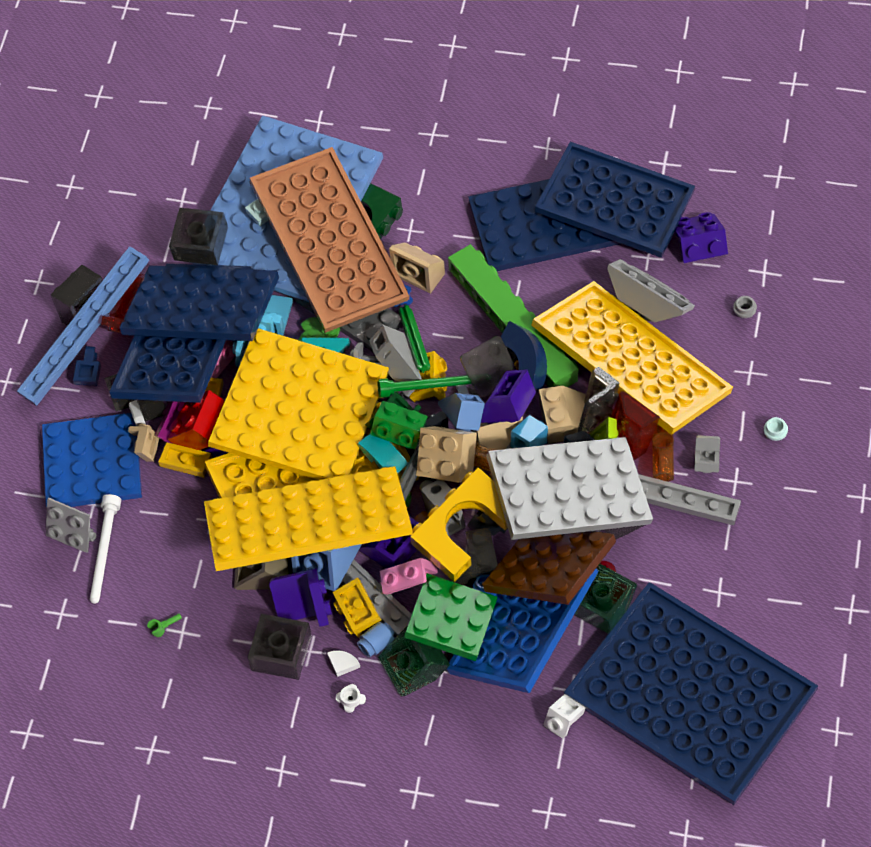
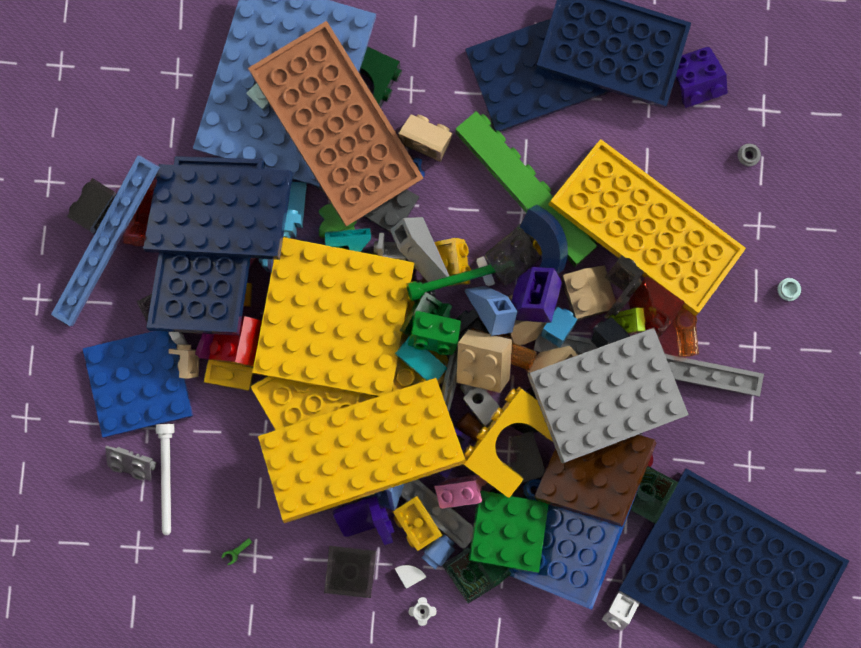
camera: 10 degrees left, 25 degrees up
(87, 370) = (116, 285): dark blue plate -> none
(198, 236) = (204, 133): clear smoke brick -> none
(414, 338) = (433, 223): green axle -> none
(646, 293) = (657, 151): light grey wedge -> none
(707, 454) = (727, 326): light grey bracket -> none

